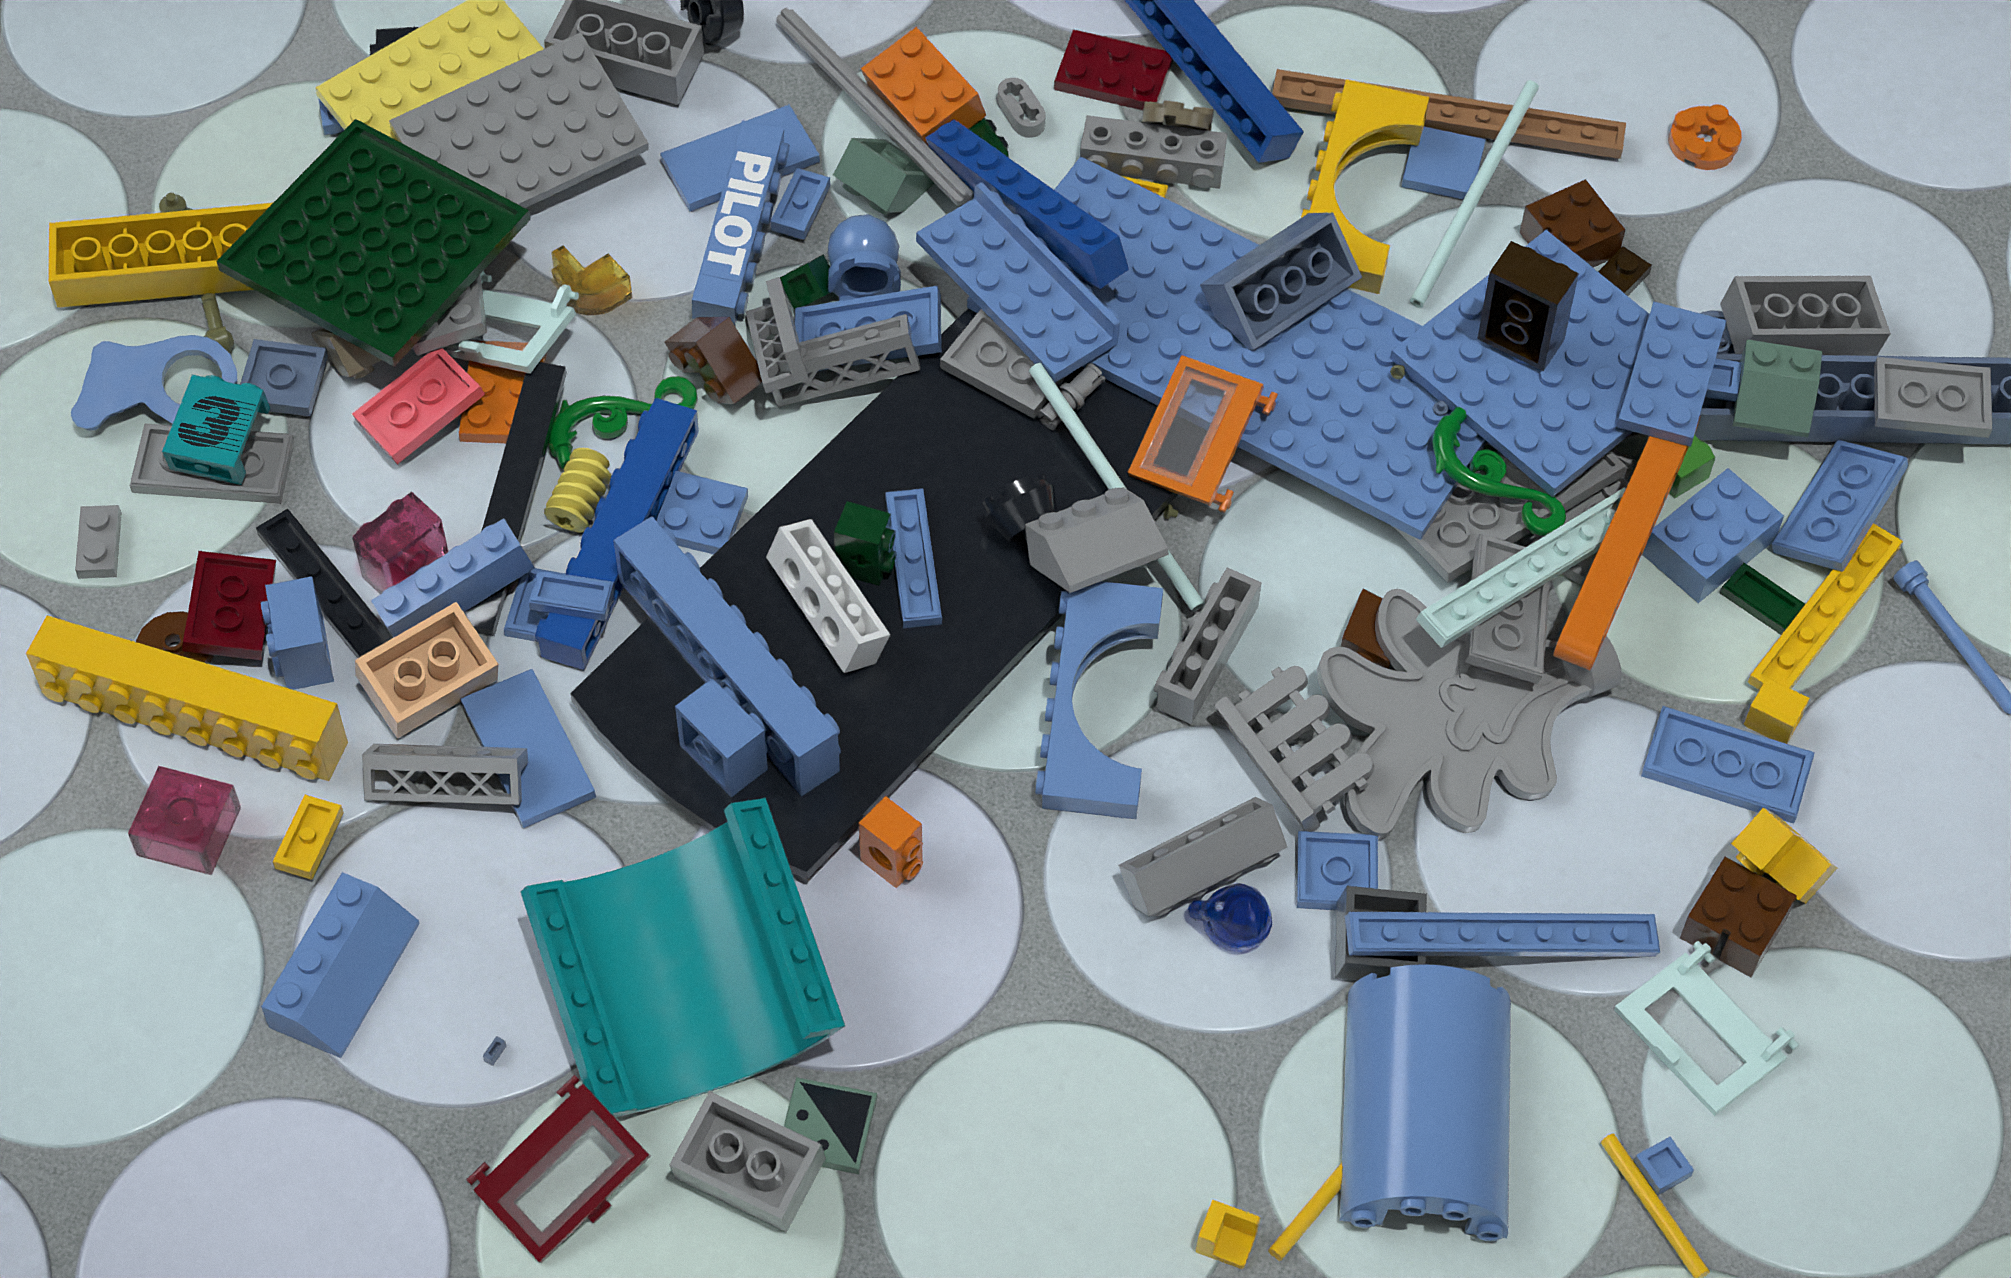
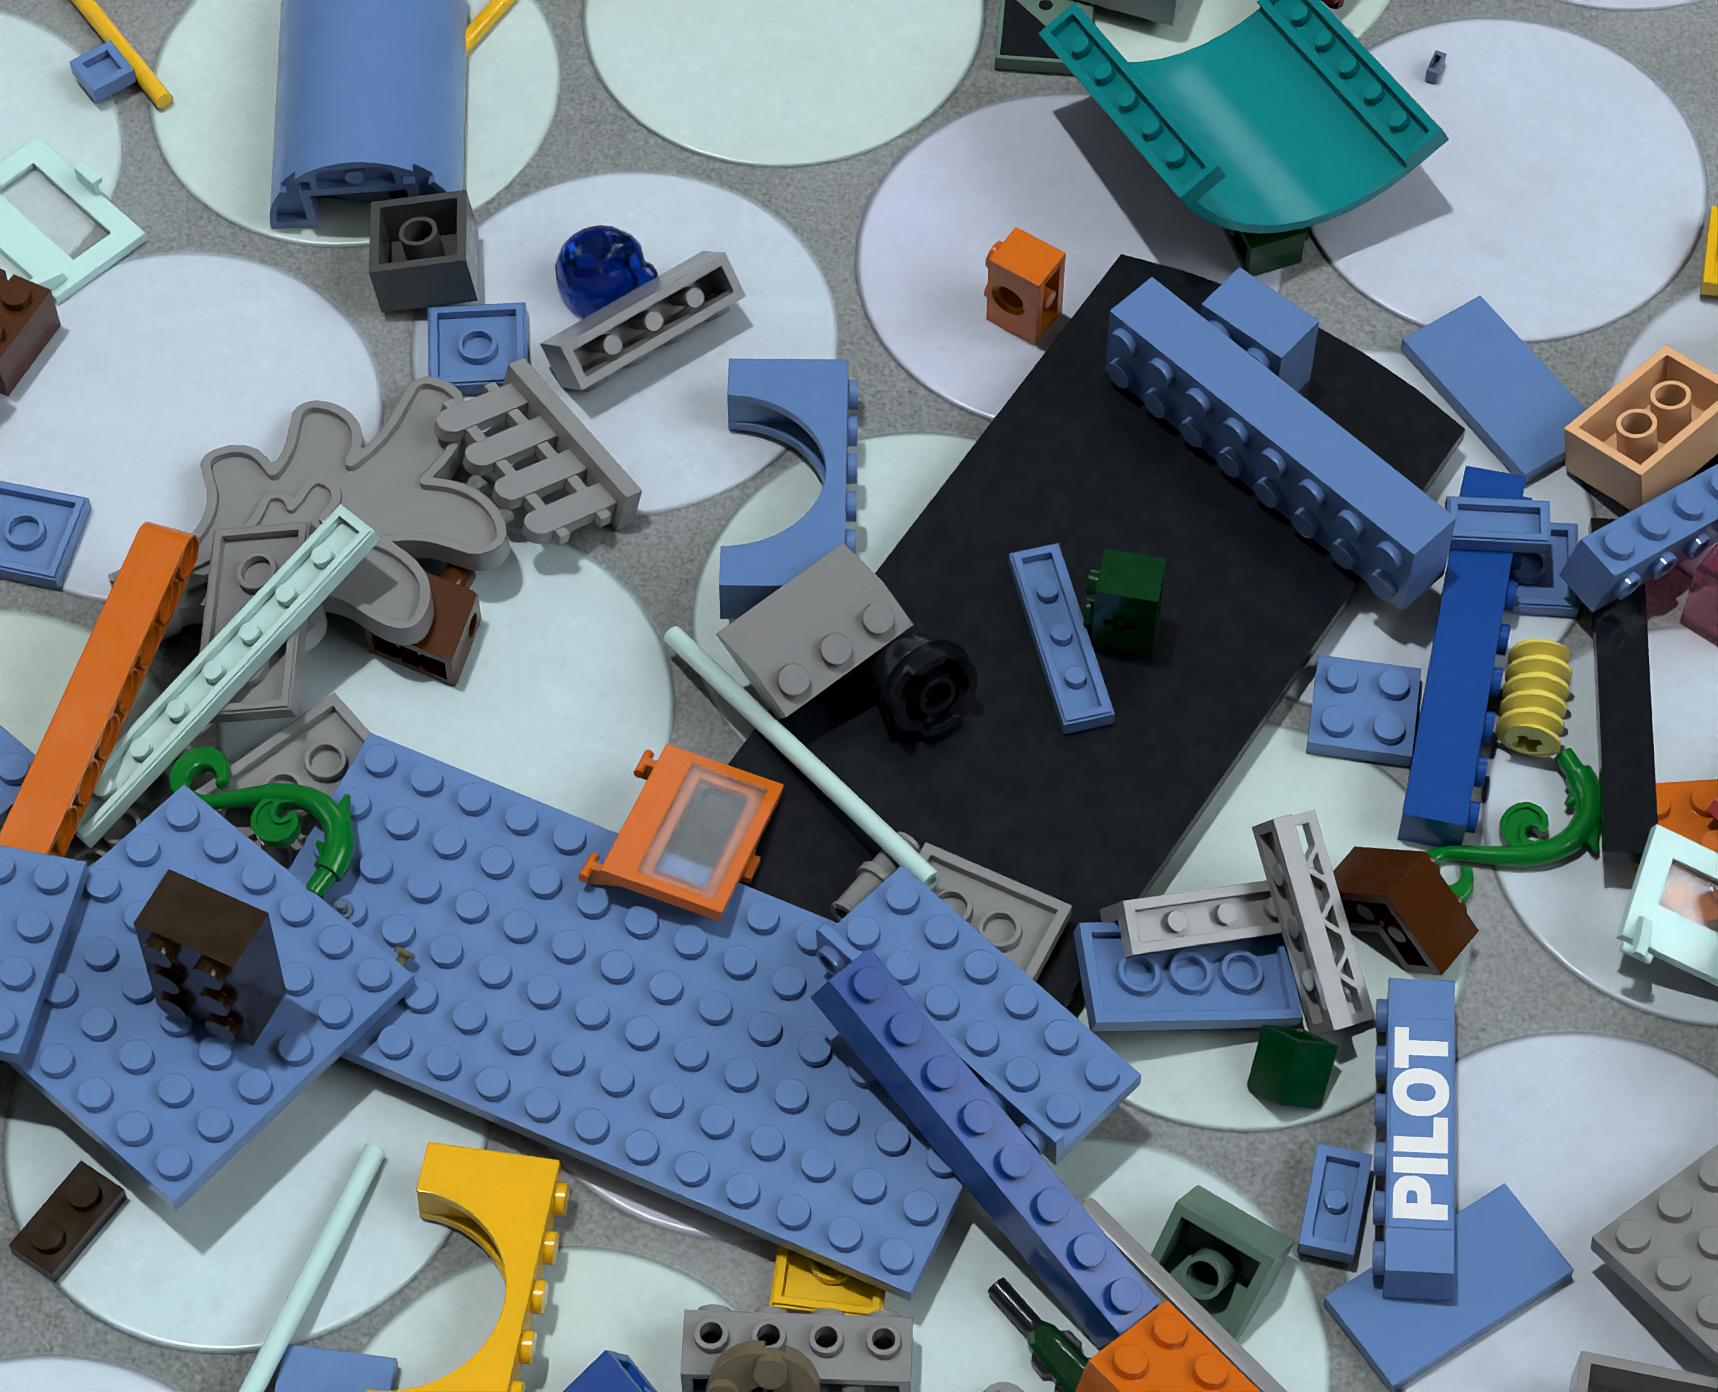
camera: 175 degrees right, 0 degrees up
(339, 966) = (1637, 119): medium blue slope -> none
(444, 759) = (1588, 333): light grey fence -> none
(600, 285) = (1614, 1014): clear yellow brick -> none
(827, 595) = (1155, 530): white brick -> none
(863, 258) = (1216, 1088): medium blue tile -> none
(1208, 645) = (653, 574): light grey brick -> none
(1282, 279) = (583, 1068): sand blue slope -> none
(1501, 934) = (276, 255): medium blue tile -> none
(1577, 220) = (130, 1279): reddish brown piece -> none

